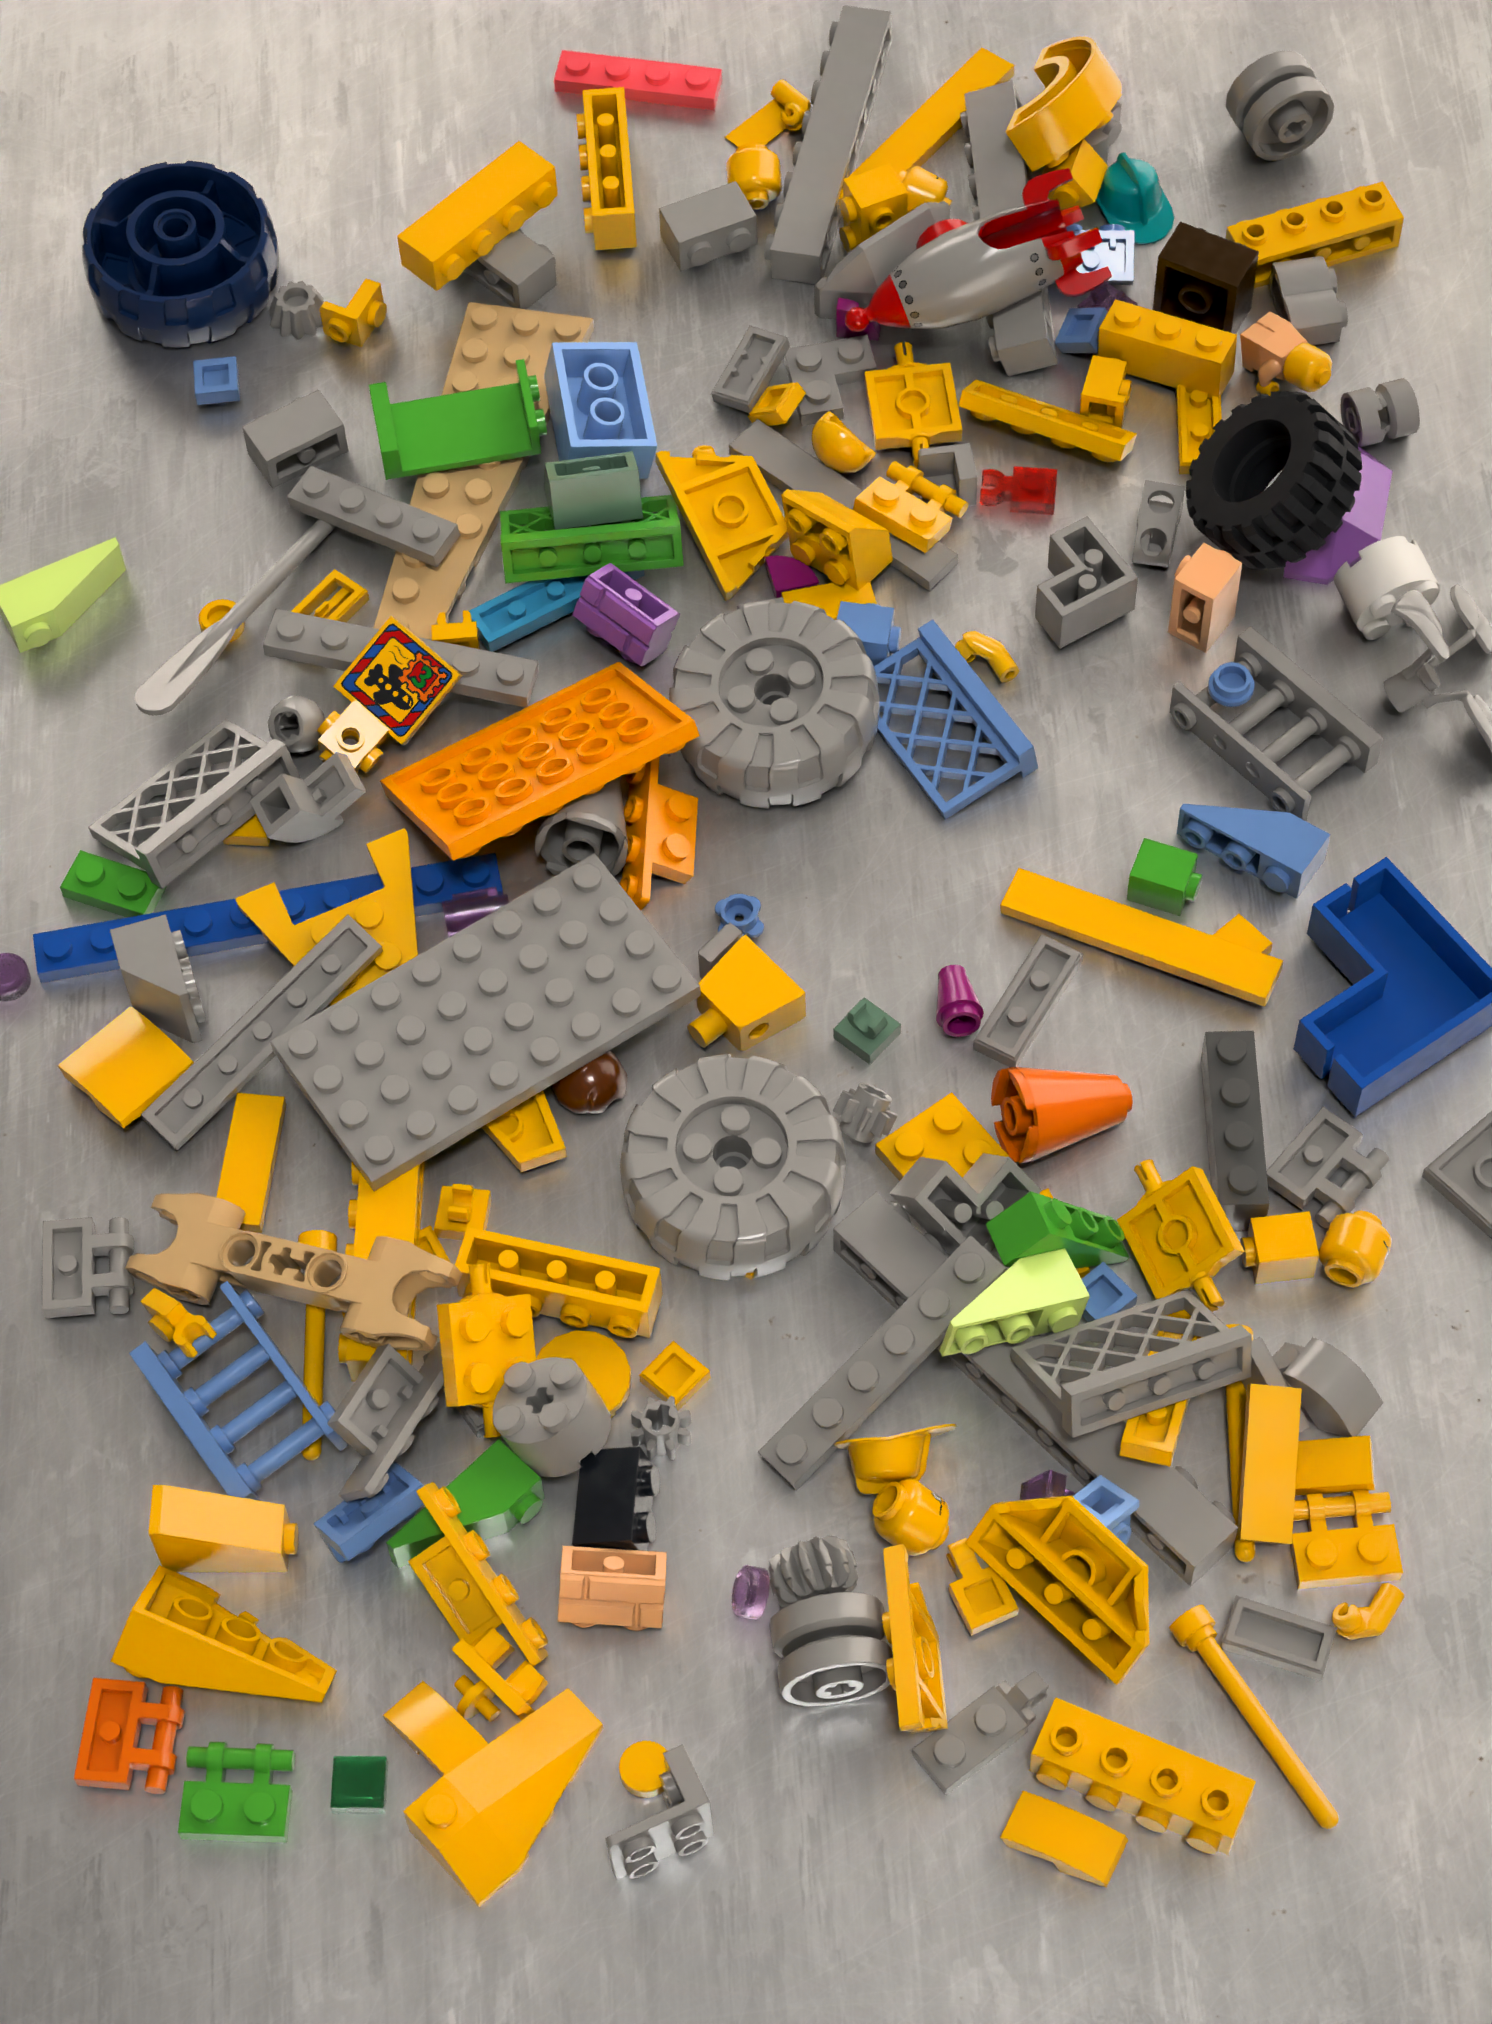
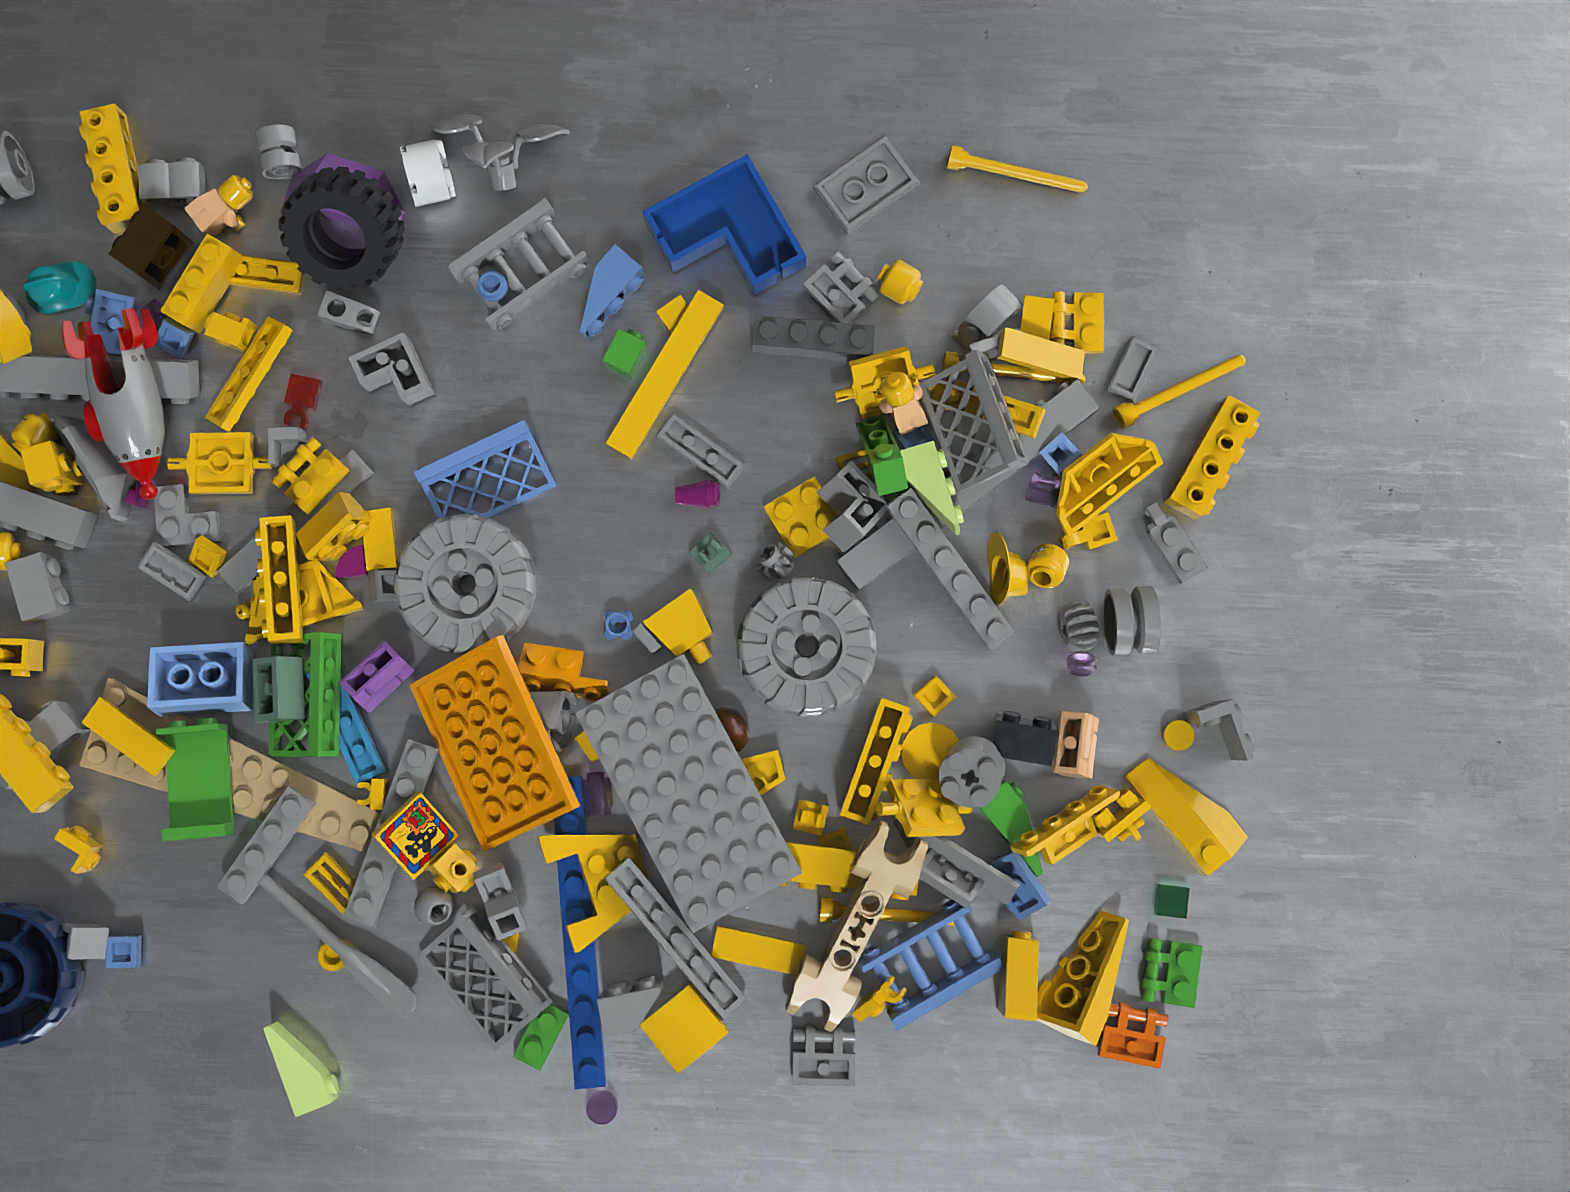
camera: 90 degrees left, 25 degrees up
(228, 329) = (86, 940): none -> light grey panel
(295, 438) = (185, 897): light grey brick -> none
(296, 310) = (65, 890): light grey piece -> none
(434, 1728) = (1147, 854): yellow slope -> none
(511, 340) = (128, 736): none -> yellow tile
(653, 1418) = (981, 704): light grey gear -> none
(747, 473) = (281, 580): none -> yellow brick
(839, 446) = (246, 516): yellow hair -> none
(874, 628) = (410, 516): medium blue brick -> none
(916, 1658) = (1153, 573): yellow wing -> none
(991, 650) = (431, 439): yellow arm -> none
(1054, 1109) = (788, 444): orange cone -> none
(1065, 1837) = (1241, 505): yellow slope -> none
(1087, 174) = (42, 322): yellow brick -> none
(1147, 1254) = (900, 398): none -> piece
(1204, 596) = (418, 291): light nougat brick -> none
(1280, 1248) = (893, 325): yellow brick -> none
(1371, 1620) = (1127, 316): yellow arm -> none

